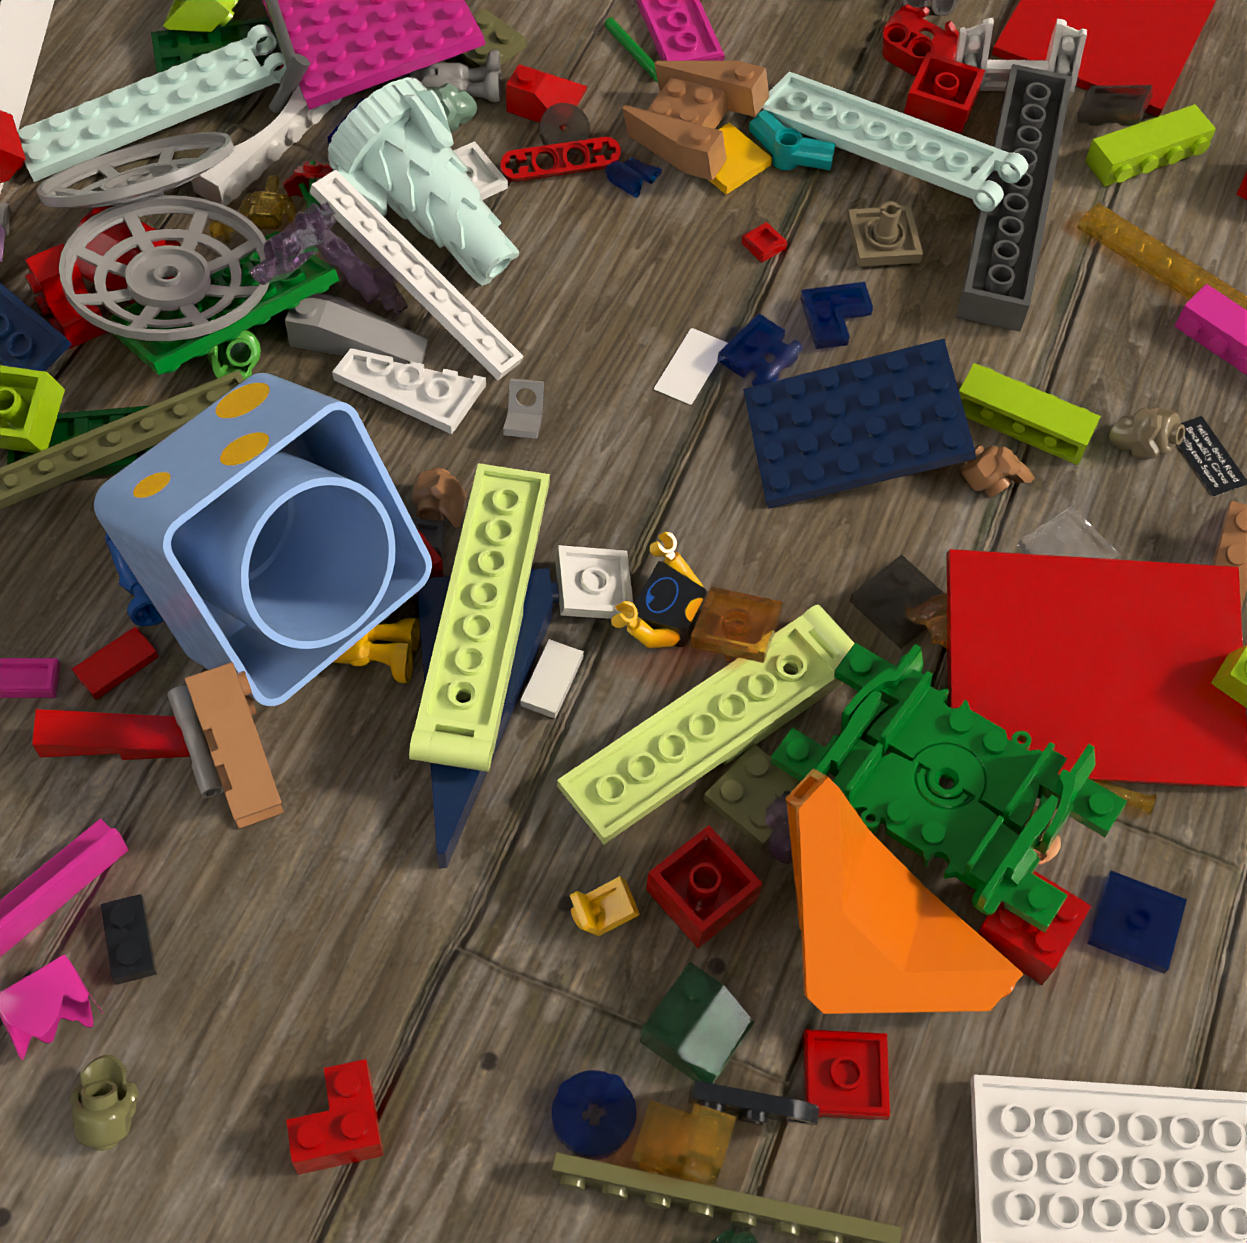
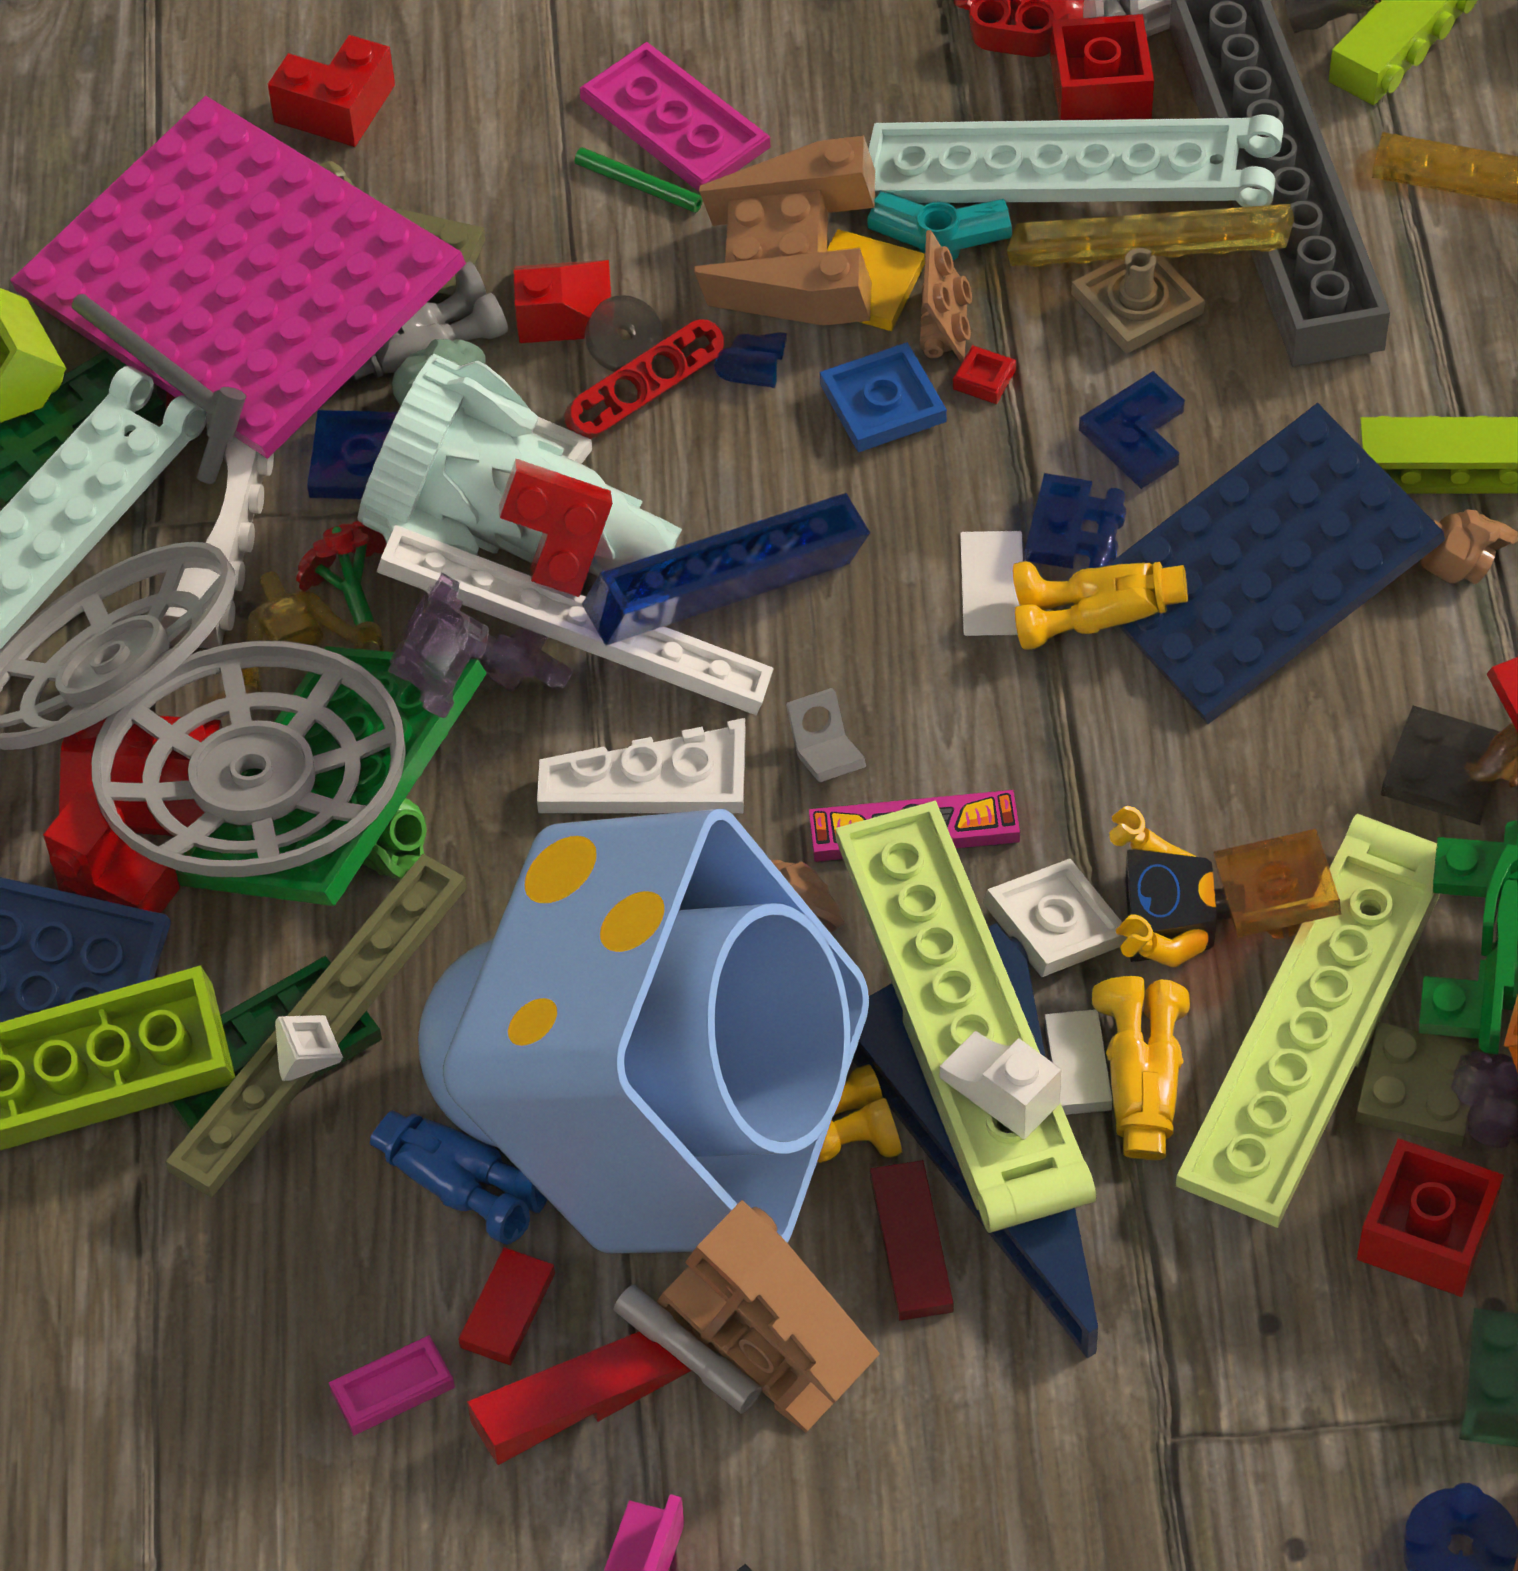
camera: 20 degrees left, 5 degrees down
(90, 449) = (305, 1045): none -> white slope
(336, 325) = (508, 737): light grey wedge -> none
(378, 740) = (911, 1240): none -> dark red tile
(437, 205) = (566, 513): none -> red brick
(469, 668) = (1005, 1081): none -> white arch
(521, 282) = (724, 568): none -> clear blue brick
(565, 492) = (970, 819): none -> dark pink tile
(582, 705) = (1143, 1074): none -> yellow piece
(604, 907) = (1325, 1300): yellow bracket -> none
(693, 228) = (883, 397): none -> blue plate
(744, 399) = (1100, 595): none -> yellow piece
(762, 186) = (943, 303): none -> medium nougat hinge
(913, 200) = (1161, 233): none -> clear yellow plate

